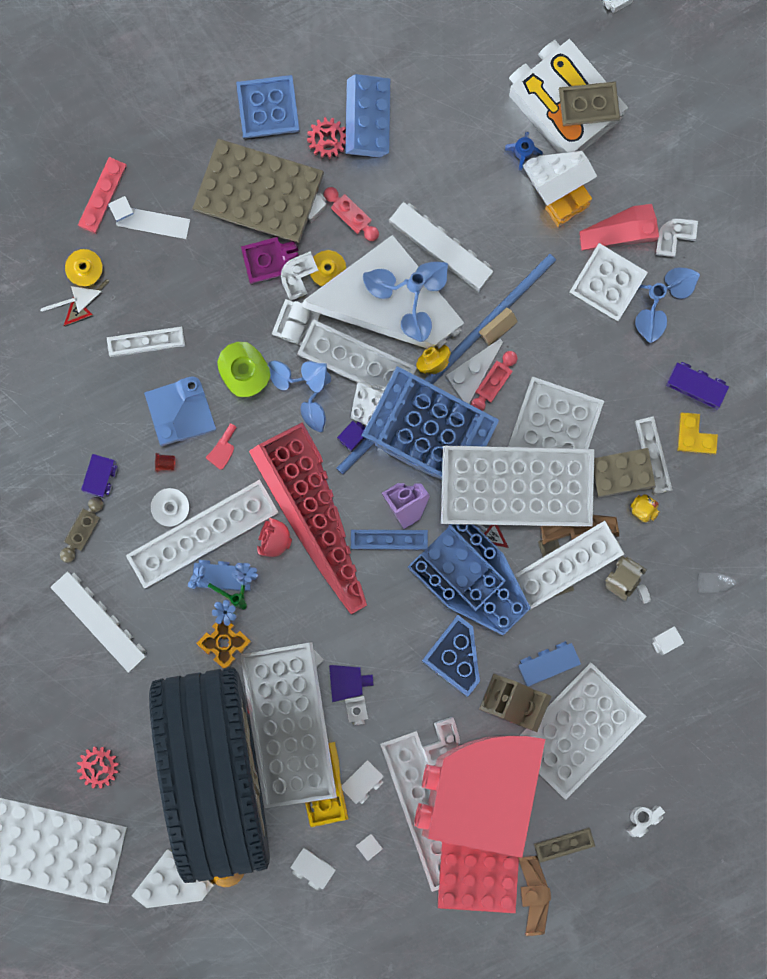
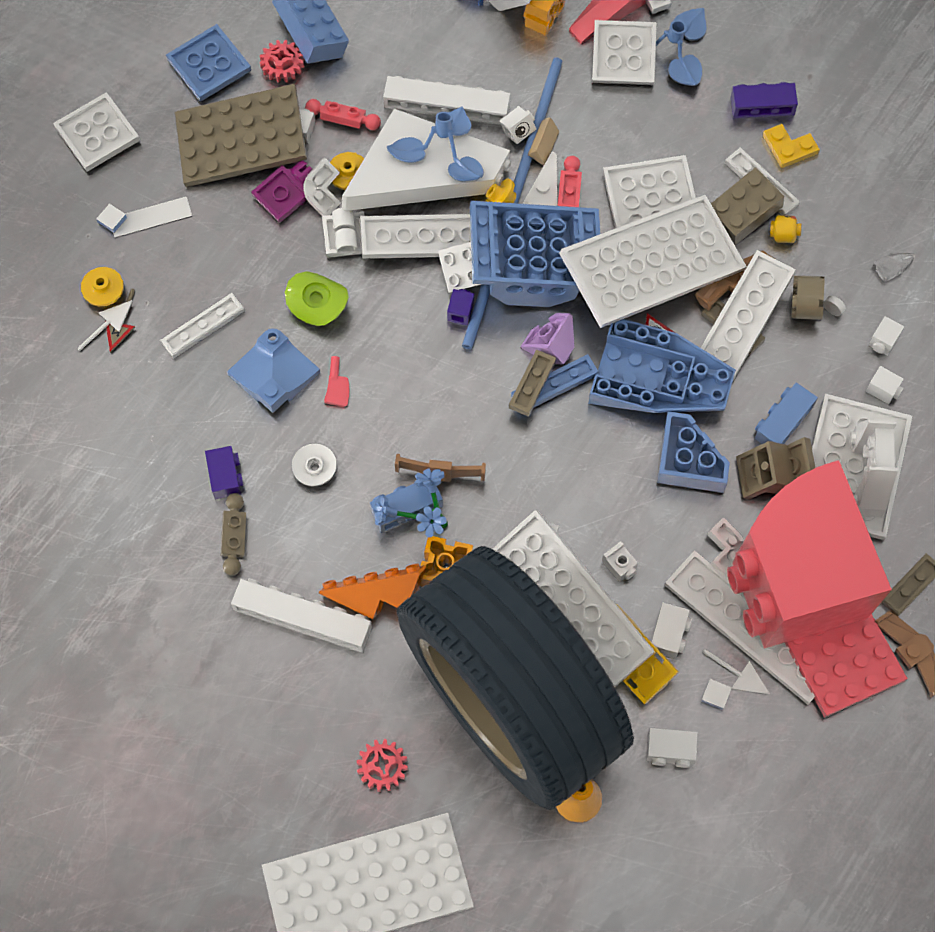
camera: 25 degrees left, 15 degrees down
(102, 195) = (85, 216): coral plate -> none
(146, 123) = (96, 131): none -> white plate
(159, 633) = (370, 592): none -> orange slope
(164, 462) = (284, 426): clear red bush -> none
(165, 886) = (532, 843): white brick -> none
(202, 534) = (361, 475): white plate -> none
(261, 566) = (449, 470): none -> medium nougat plate
(274, 538) = (438, 438): coral cylinder -> none
(301, 489) = (436, 380): coral wedge -> none
(316, 378) = (393, 253): medium blue plant -> none
(347, 682) = (594, 539): dark purple torso -> none
(369, 532) = (532, 382): none -> dark tan plate
(399, 848) = (747, 680): none -> white piece
(485, 301) = (518, 124): none -> white brick
(600, 725) = (877, 444): none -> white wedge
(642, 680) = (885, 385): none -> white brick

